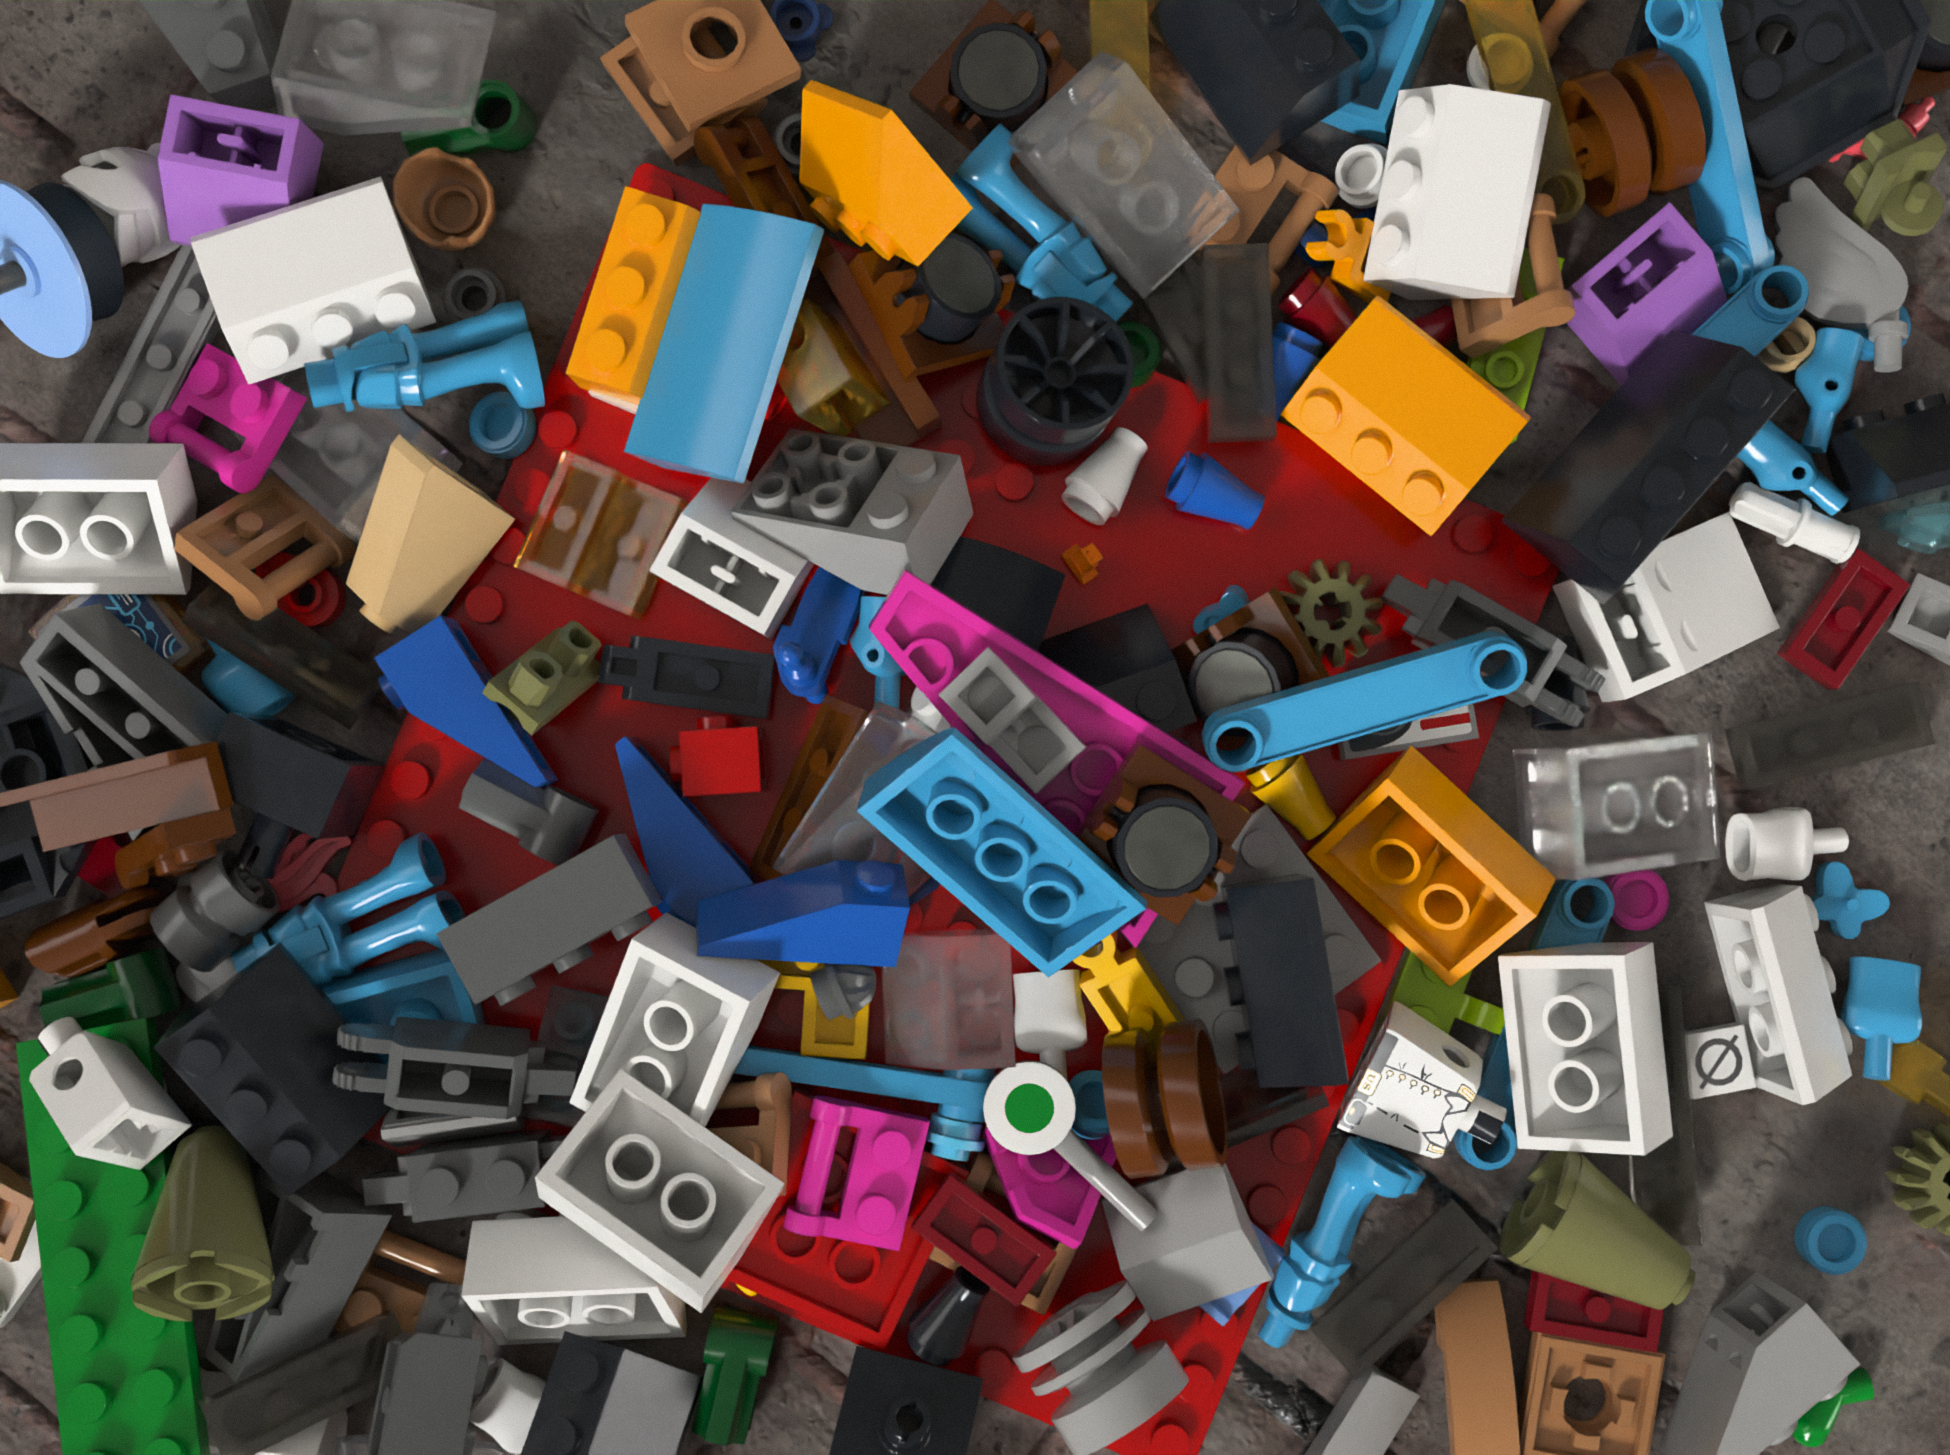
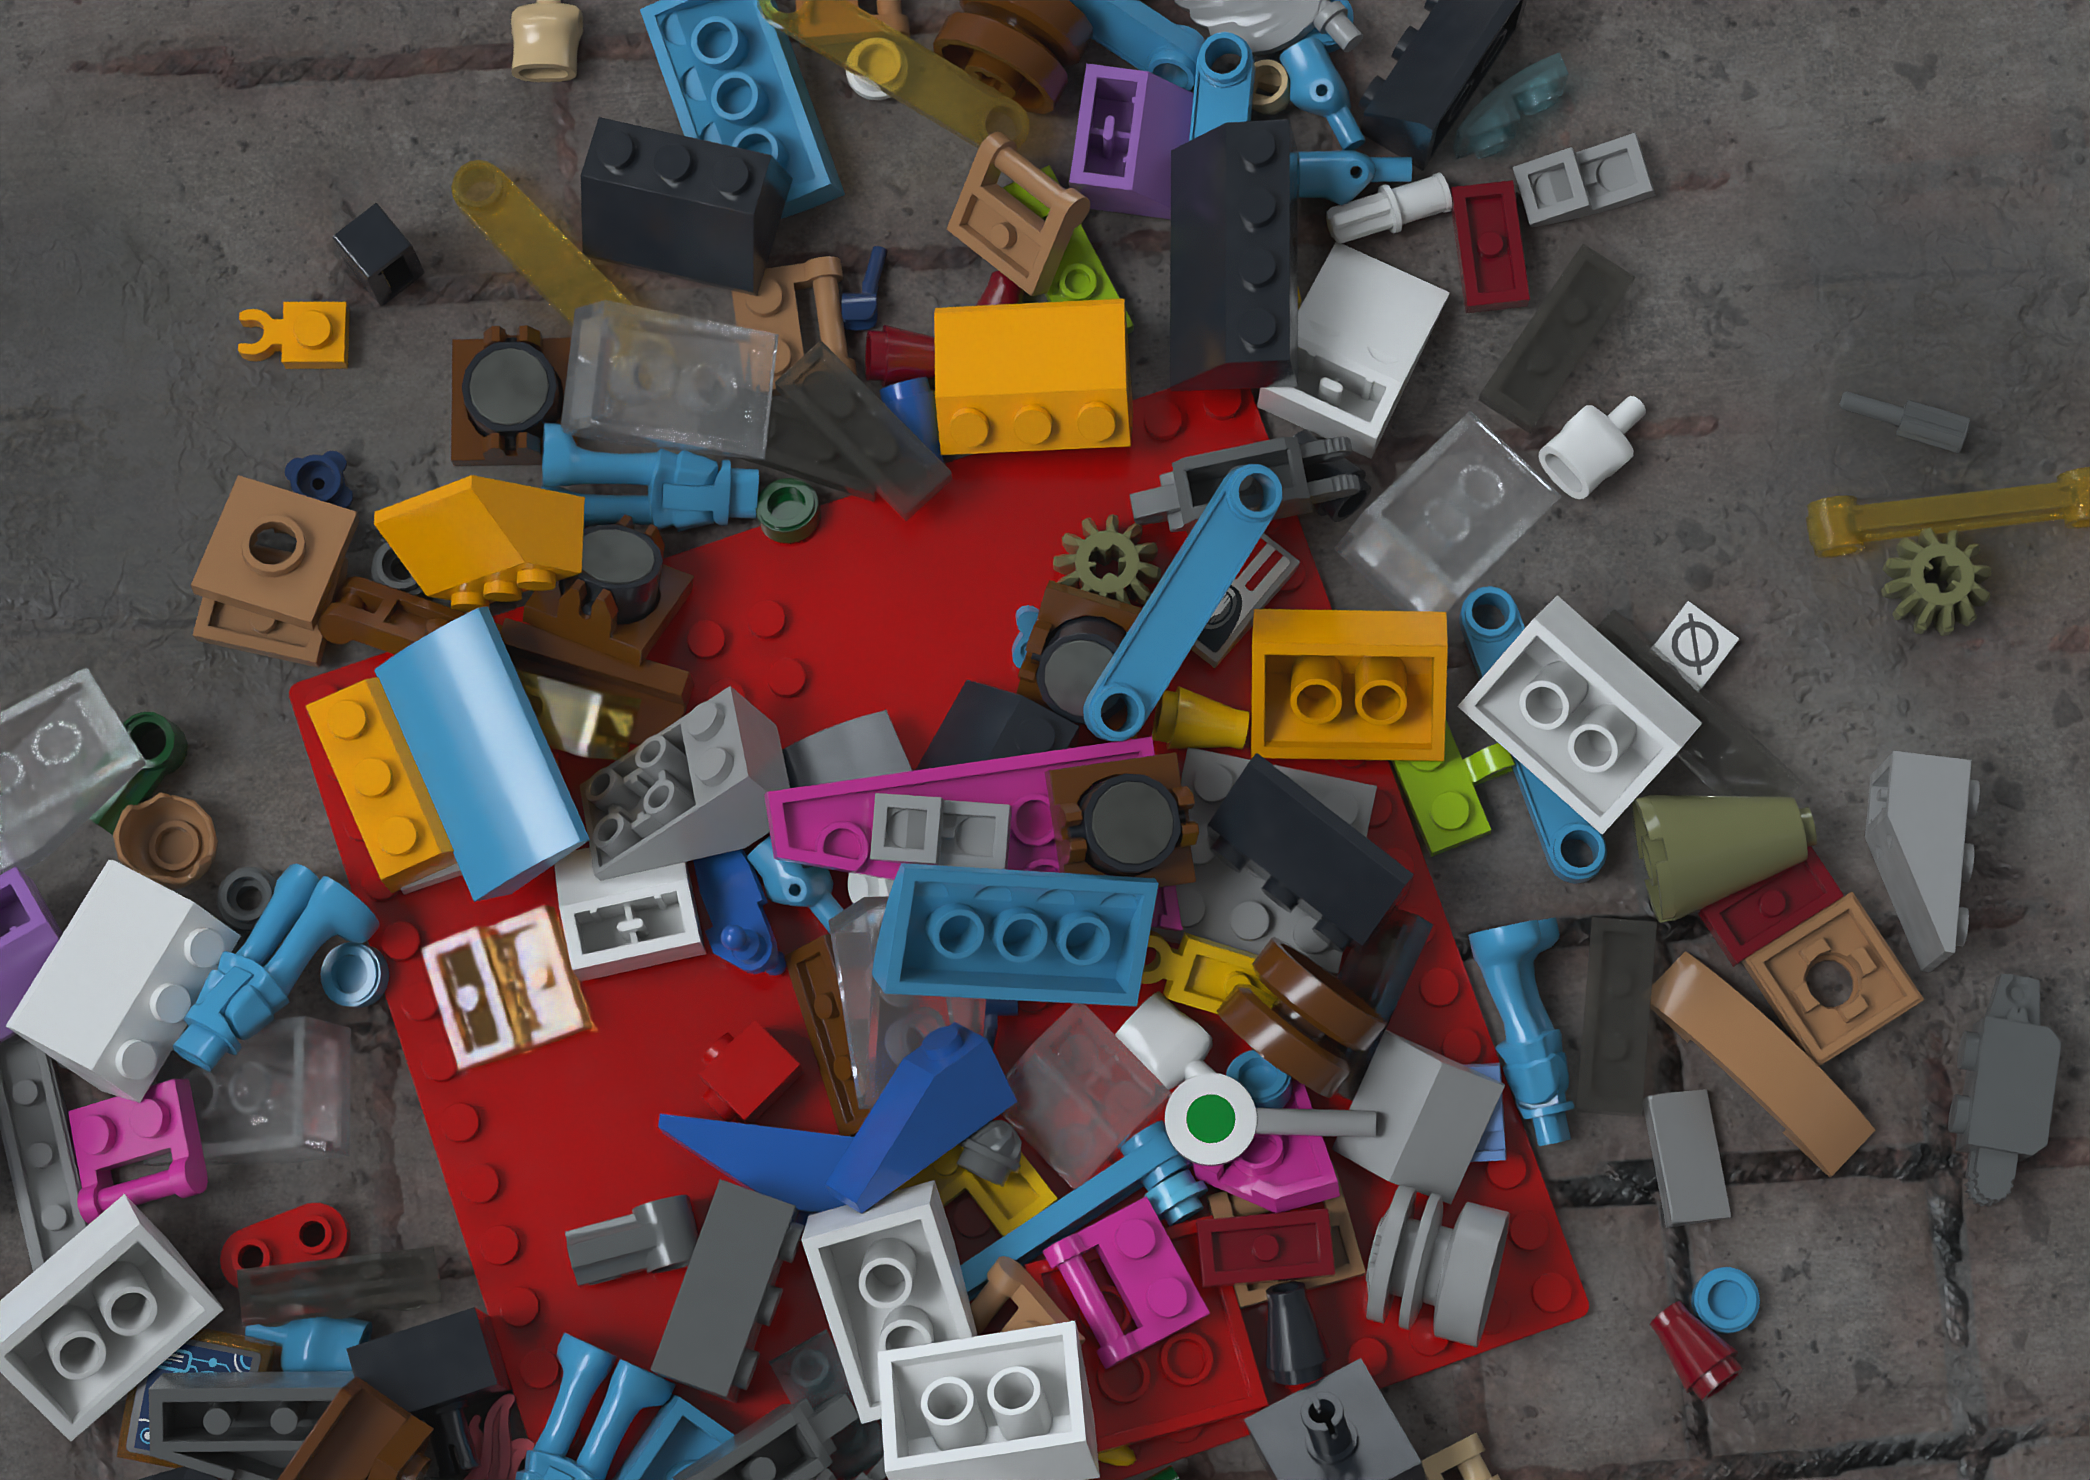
camera: 45 degrees left, 10 degrees down
(254, 529) = (233, 1215): medium nougat plate -> none
(421, 539) = (372, 1108): tan slope -> none
(442, 684) = (501, 1202): blue slope -> none
(547, 676) = (561, 1123): olive hips -> none
(691, 676) = (668, 1032): black hinge -> none
(1054, 381) = (752, 574): black wheel -> none
(1083, 561) = (891, 690): orange piece -> none
(1103, 479) = (852, 617): white cone -> none
(1212, 491) = (939, 555): blue cone -> none
(1349, 247) = (898, 288): light orange plate -> none
(1361, 174) = (849, 230): white plate -> none
(1418, 1089) = (1488, 854): white torso -> none
(1456, 193) = (926, 189): white slope -> none
(1639, 899) = (1528, 577): dark pink tile -> none
(1781, 990) = (1686, 548): white slope -> none
(1820, 1419) = (2000, 827): green arm -> none
(1830, 1240) = (1900, 703): dark azure tile -> none
(1843, 903) = (1680, 449): dark azure piece -> none
(1882, 1009) = (1774, 500): dark azure piece -> none

